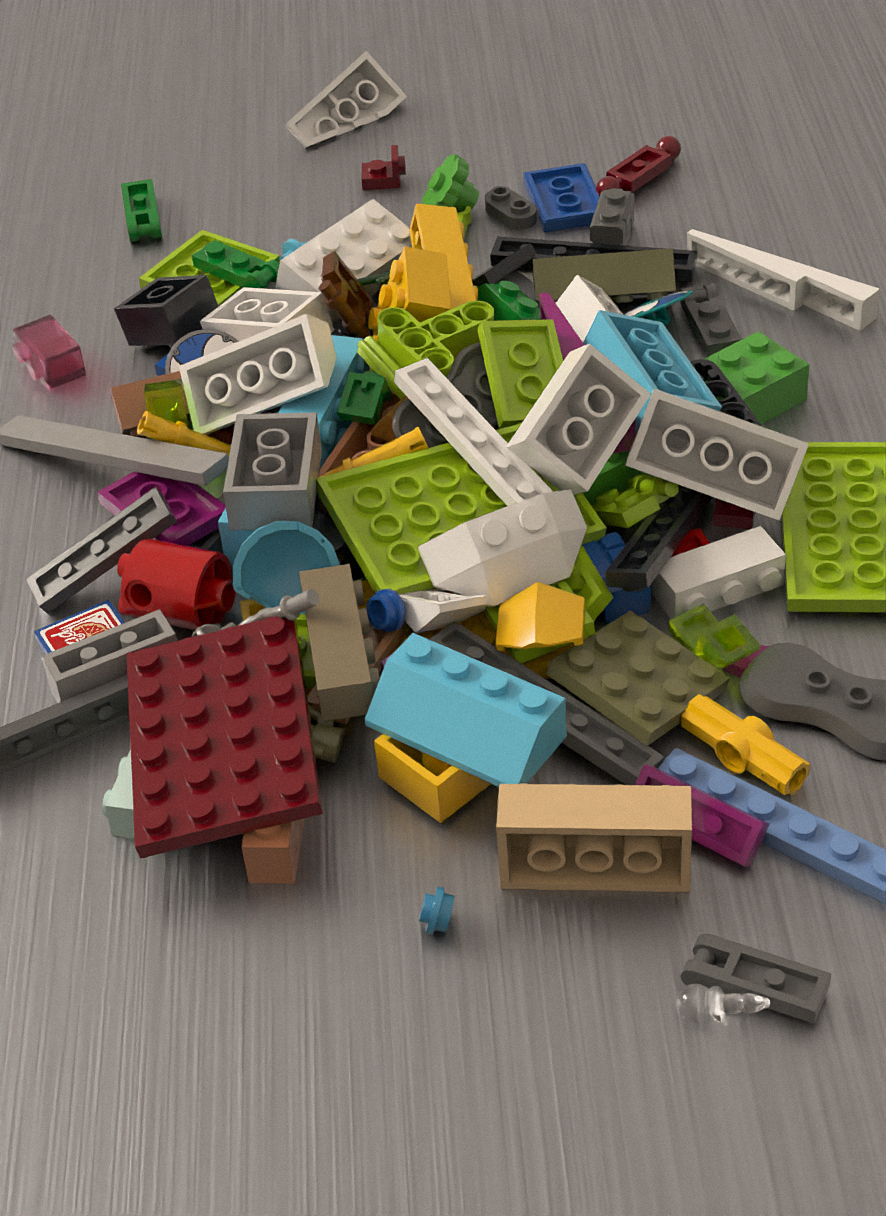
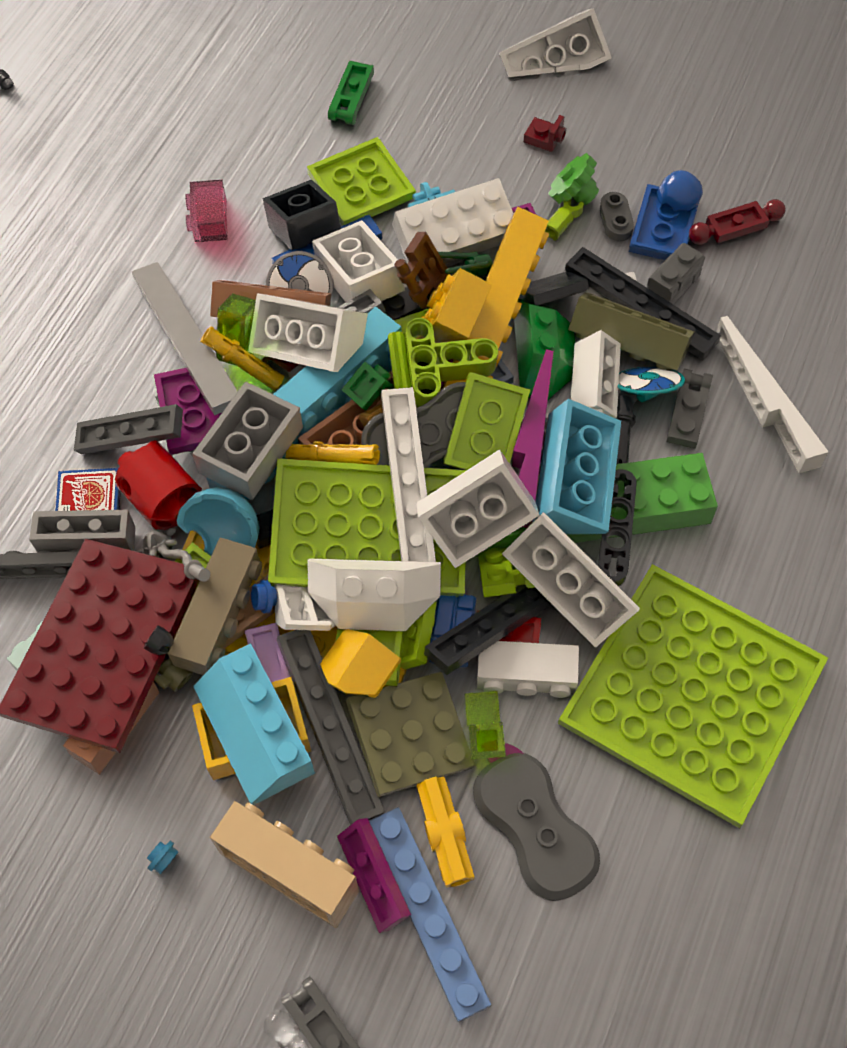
camera: 25 degrees right, 20 degrees up
(235, 266) = (375, 189): green plate -> none
(298, 678) = (159, 641): none -> black hinge
(564, 159) = (680, 190): none -> blue hair

